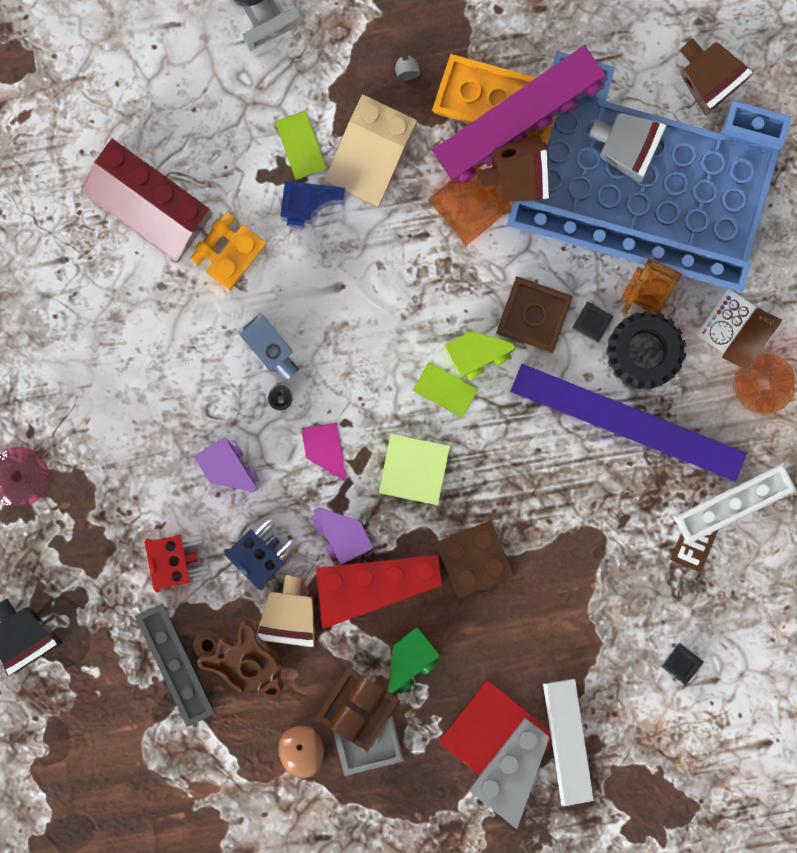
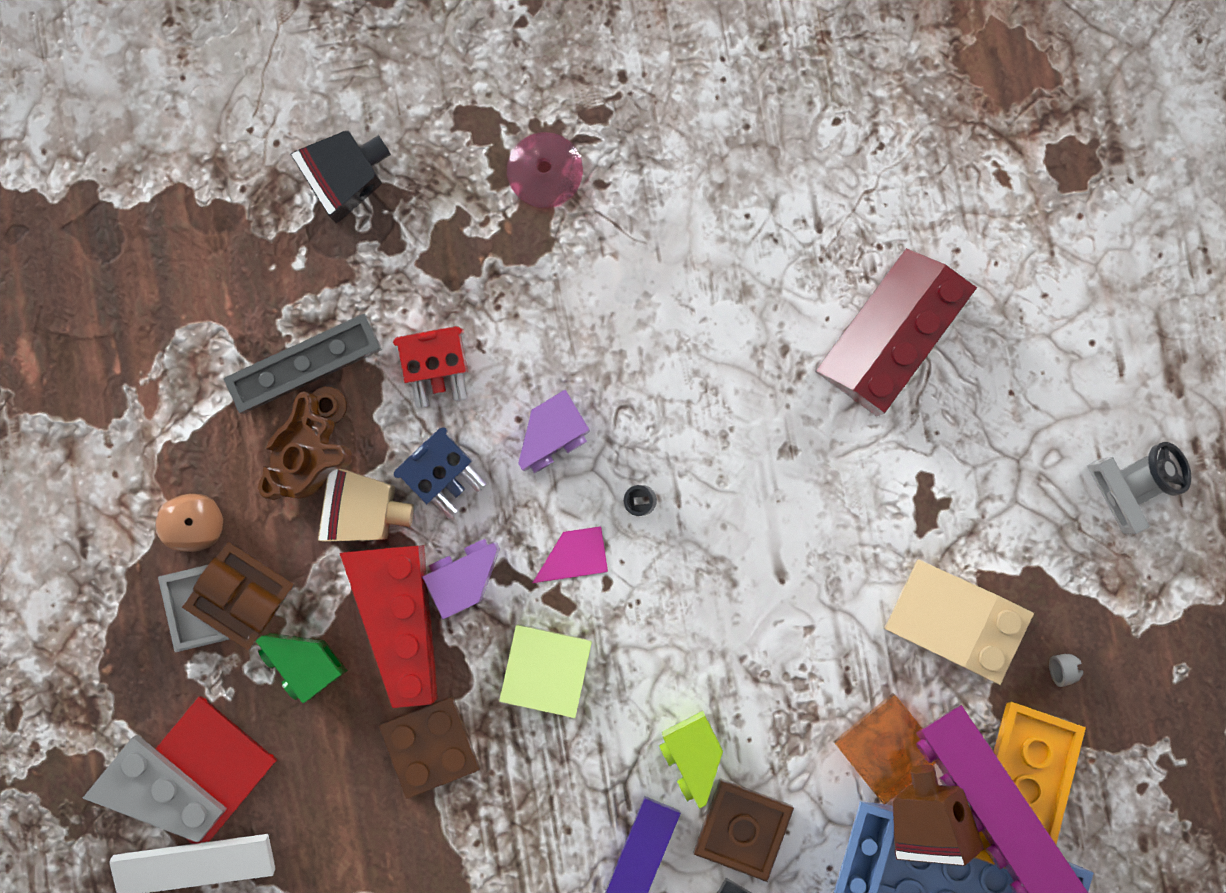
camera: 90 degrees right, 0 degrees up
(235, 257) = (823, 446): light orange plate -> none
(261, 334) = (718, 475): sand blue torso -> none
(300, 145) = (965, 529): lime sticker -> none
(305, 200) = (895, 536): clear blue arch -> none
(445, 389) = (648, 711): lime sticker -> none

